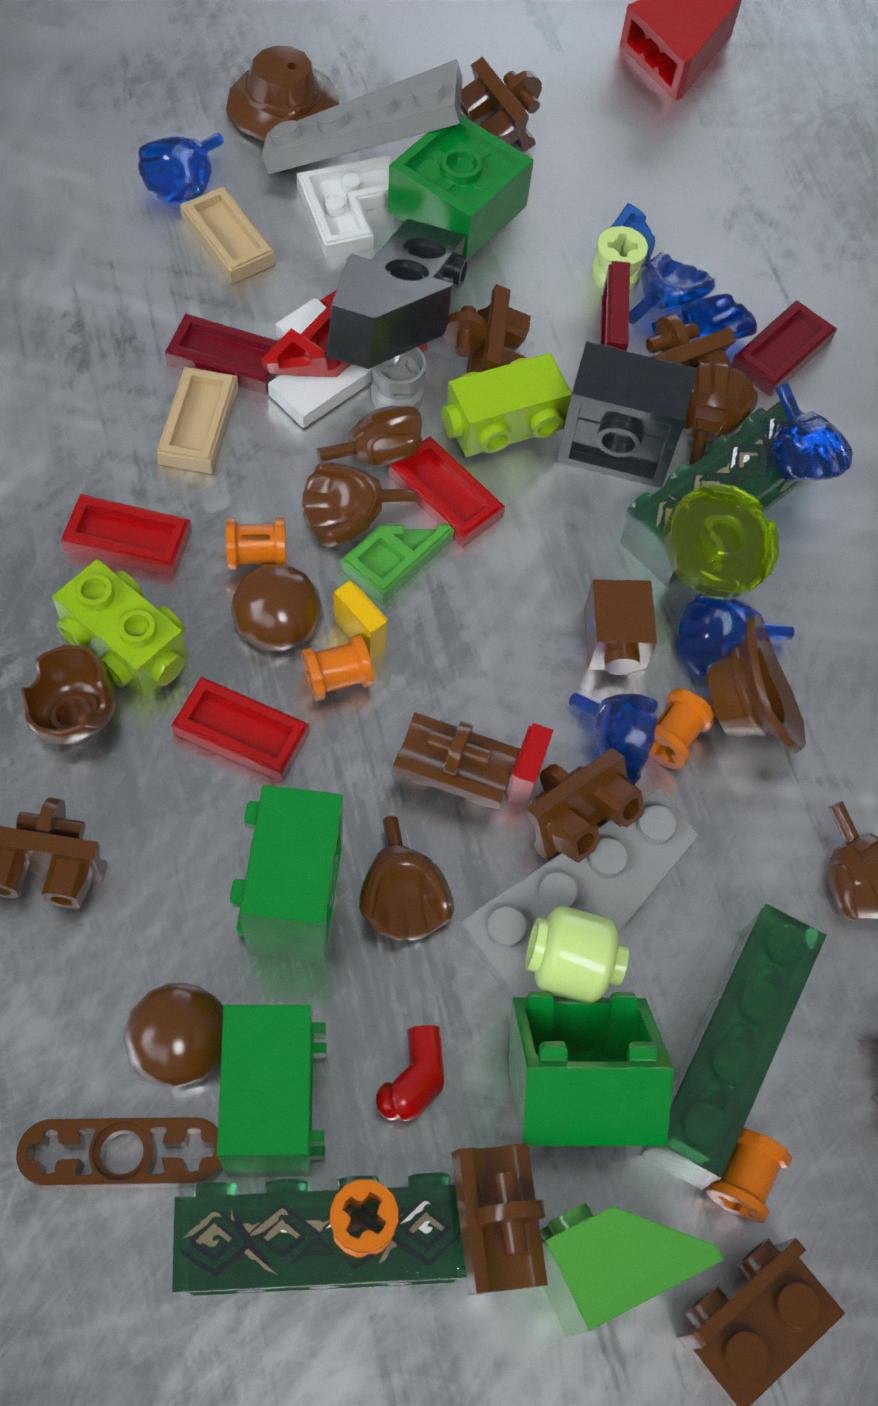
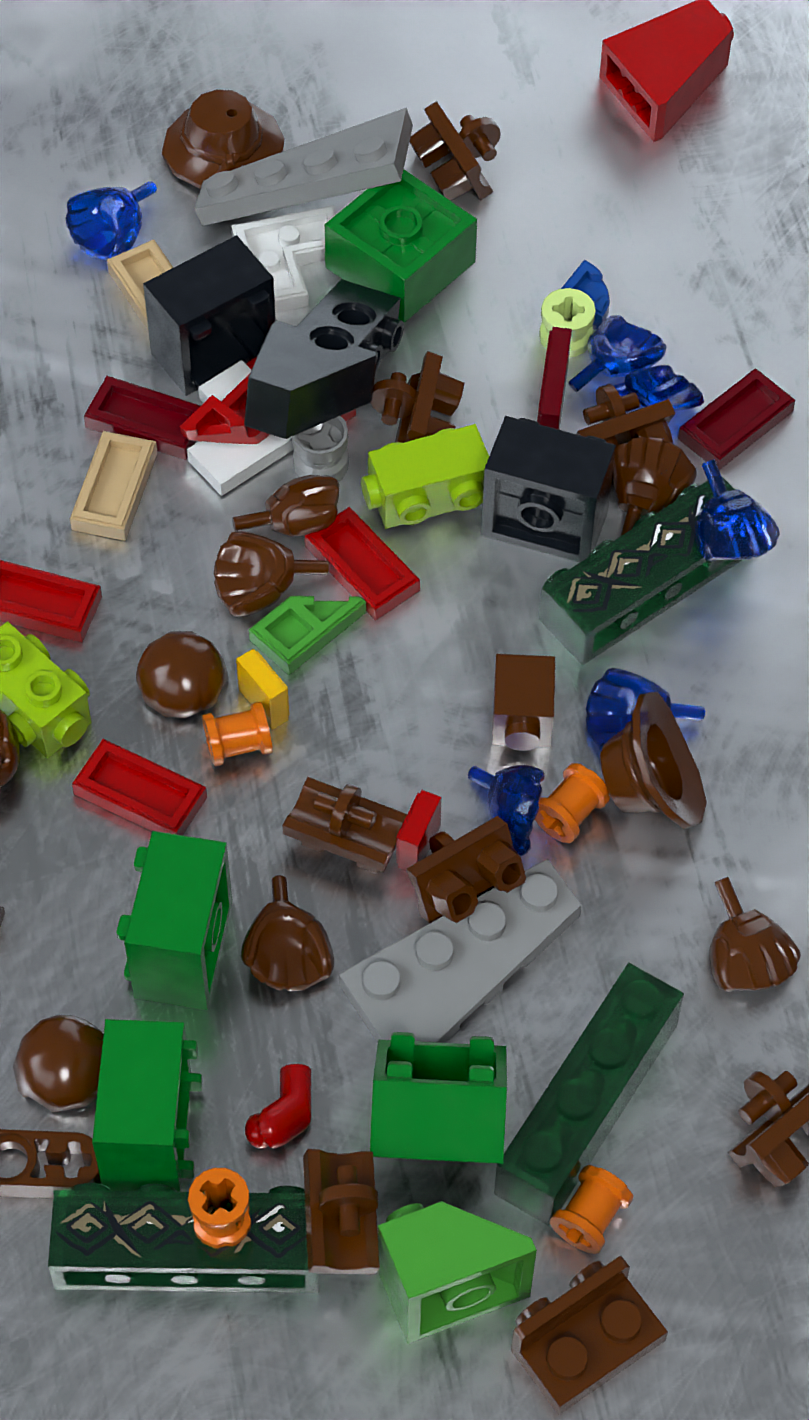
camera: 10 degrees right, 5 degrees down
(255, 543) = (164, 610): orange bush -> none
(283, 249) = (209, 313): none -> black container
(576, 954) = (440, 1001): yellowish green head -> none
(720, 541) = (630, 619): clear neon green tile -> none

